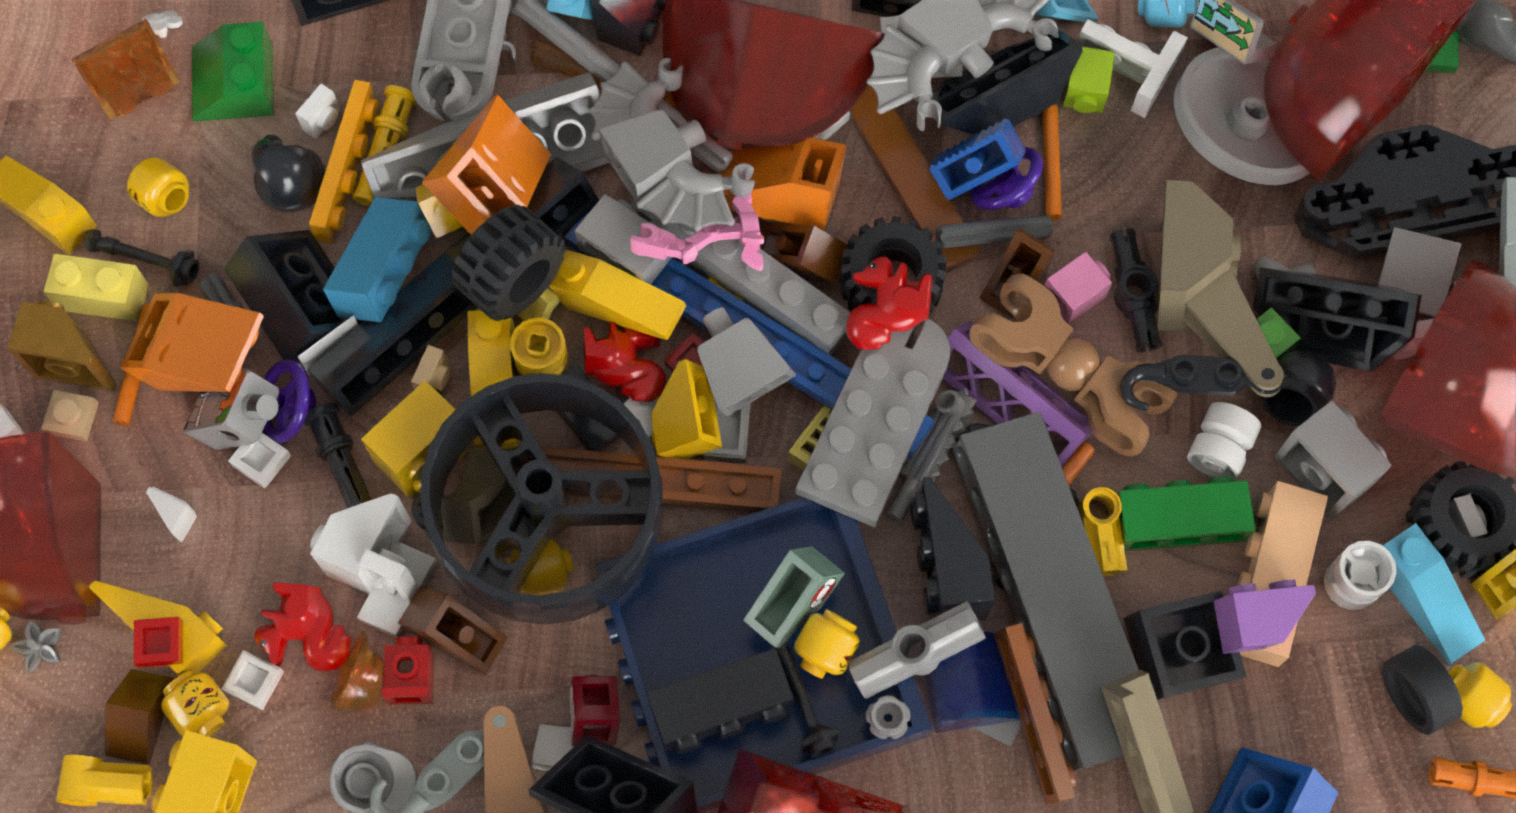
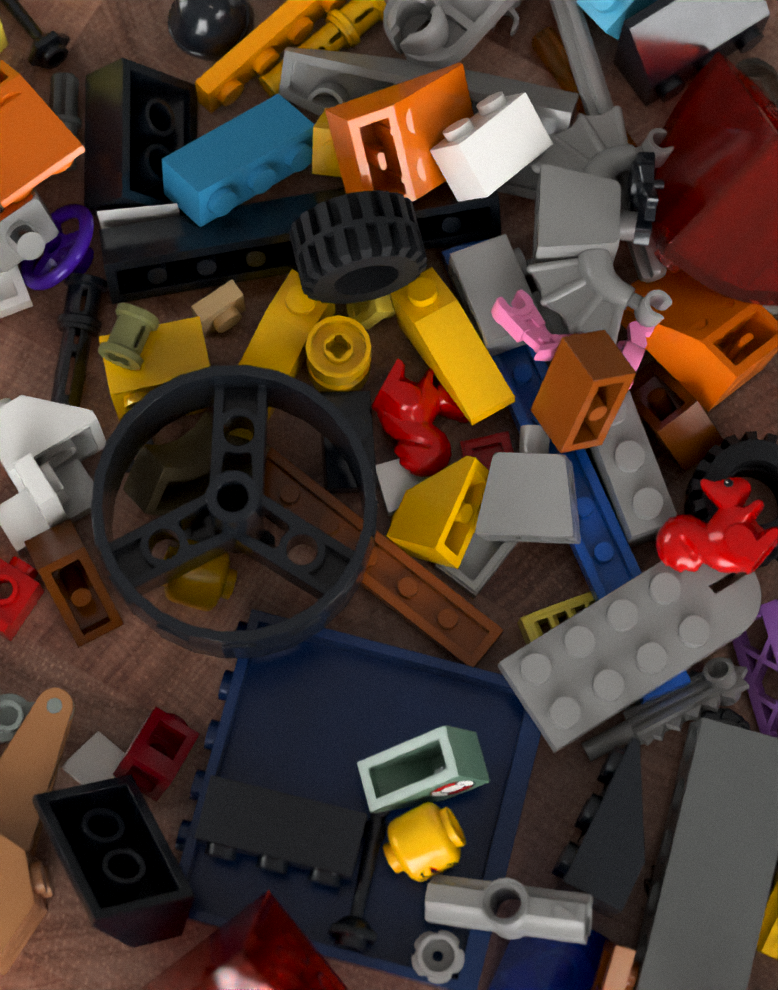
camera: 30 degrees right, 5 degrees up
(384, 423) = (128, 336): none -> olive bush
(554, 139) = (490, 146): none -> white brick
(685, 108) = (643, 195): none -> black piece
(732, 264) = (582, 391): none -> dark orange brick

